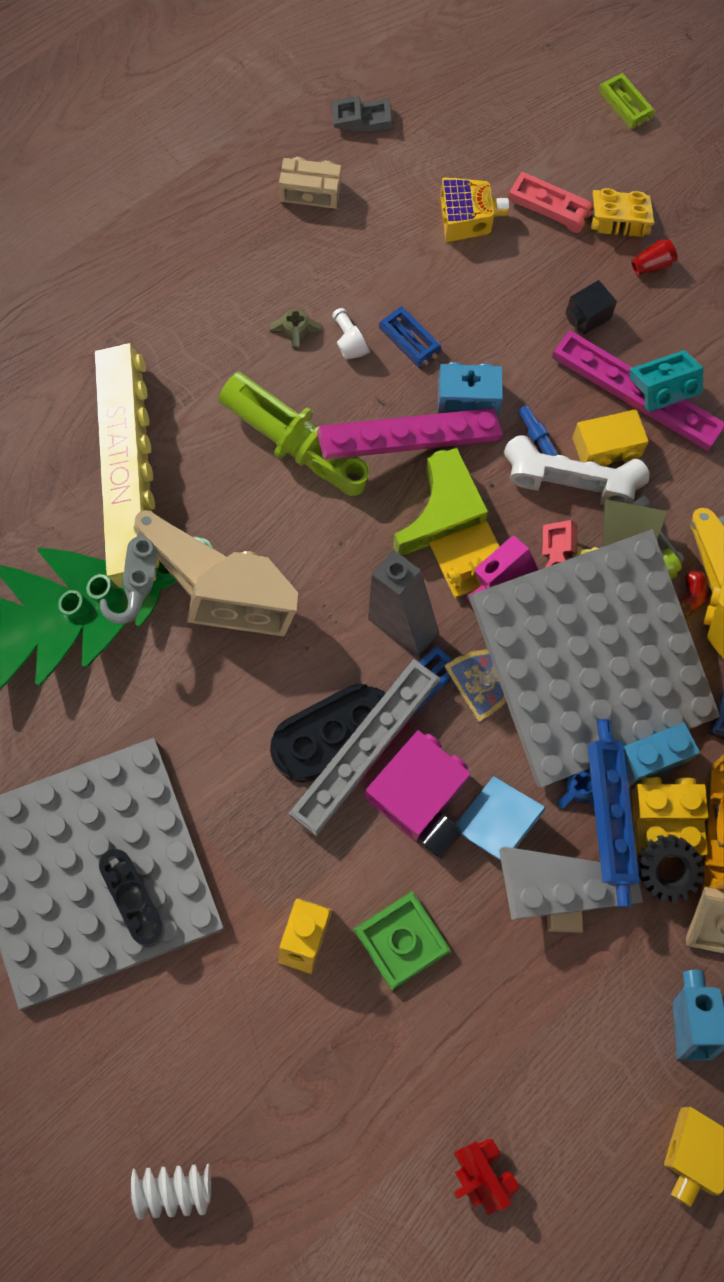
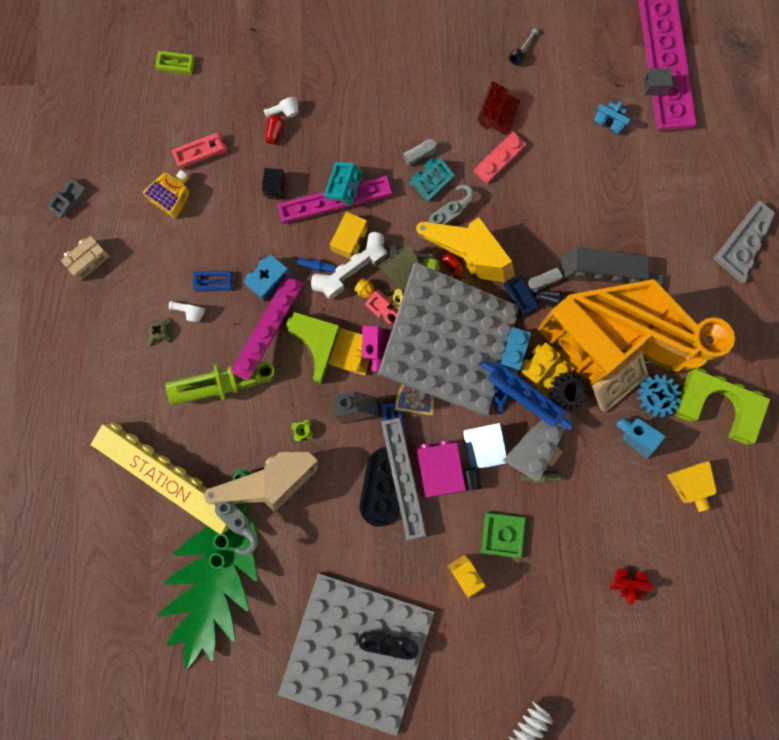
camera: 45 degrees left, 10 degrees up
(316, 569) = (297, 430): none -> lime plate
(523, 929) = (545, 477): none -> olive bar
(562, 508) = (364, 288): none -> yellow plate
(622, 207) = (233, 120): yellow hinge -> none
(698, 250) = (288, 106): none -> white bar

